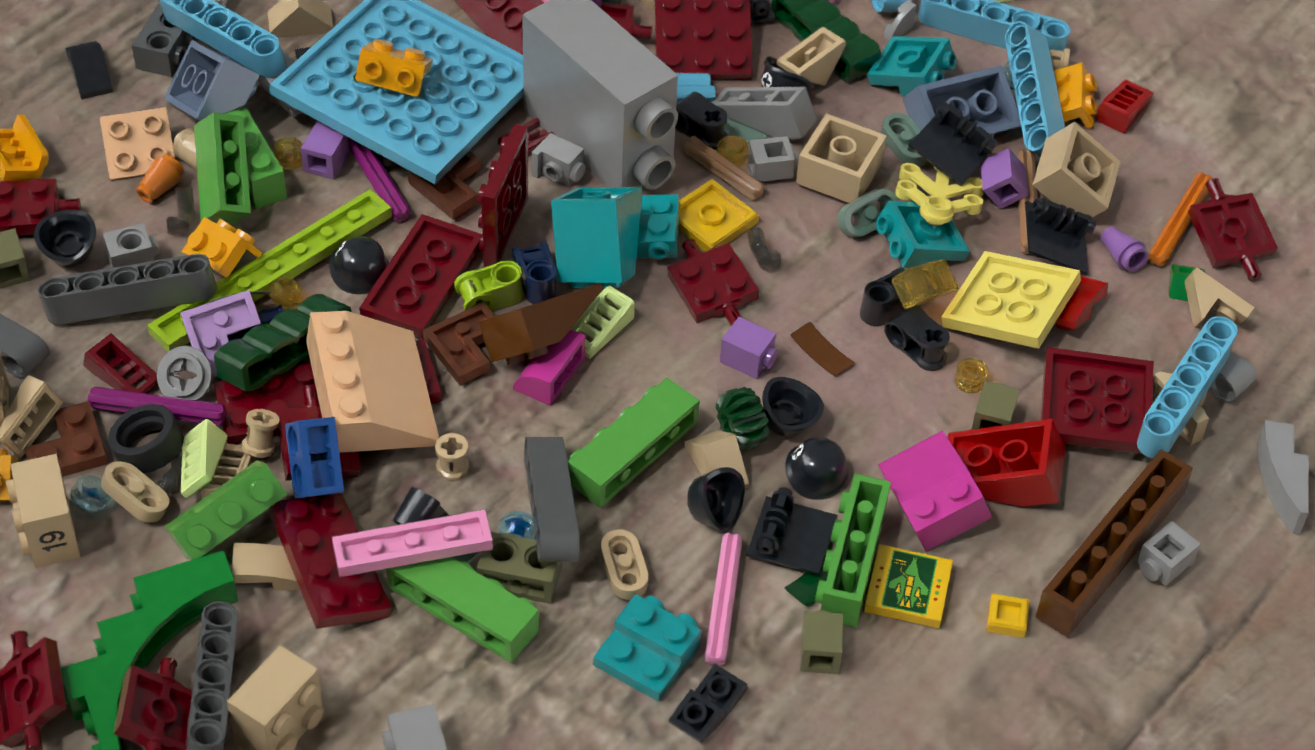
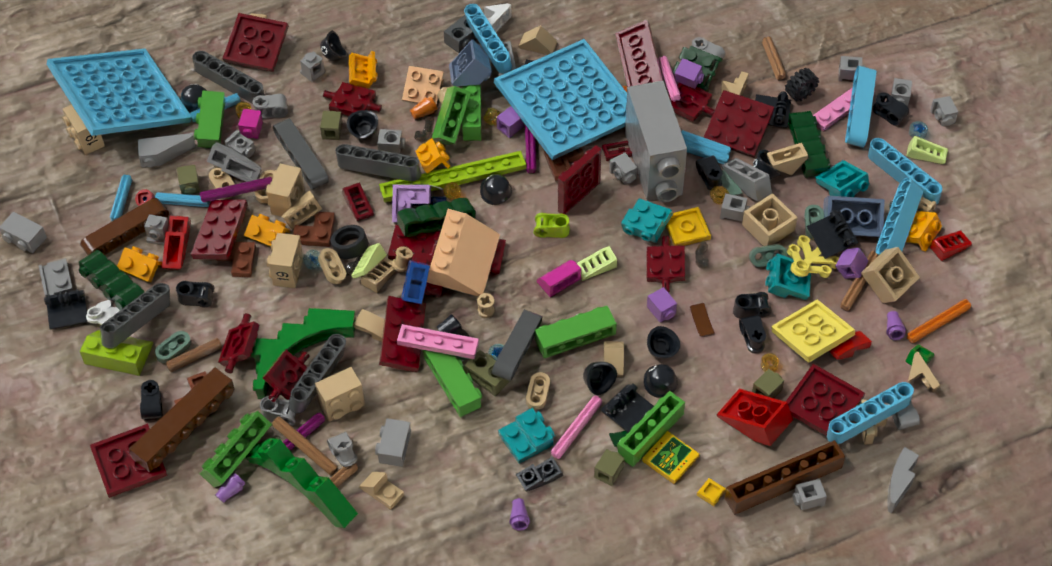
camera: 30 degrees right, 5 degrees up
(89, 69) = (420, 36): black slope -> none
(175, 362) = (377, 221): light grey gear -> none
(181, 408) = (370, 231): magenta axle -> none
(225, 510) = (365, 291): bright green brick -> none
(393, 68) = (560, 89): light orange bracket -> none
(421, 275) = (521, 206): dark red plate -> none
(456, 343) = (522, 244): copper plate -> none
(535, 326) = (560, 254): reddish brown slope -> none
(537, 272) = (579, 225): dark blue piece -> none
(596, 235) = (614, 216): teal slope -> none
(723, 168) = (708, 203): medium nougat axle -> none
(743, 415) = (634, 340): dark green gear -> none
(903, 22) = (853, 154): light grey tile -> none
(922, 285) = (760, 302): clear yellow slope -> none
(935, 491) = (709, 415): dark pink slope -> none
(1058, 233) = (861, 305): black hinge -> none
(1232, 229) = (961, 337): dark red plate -> none

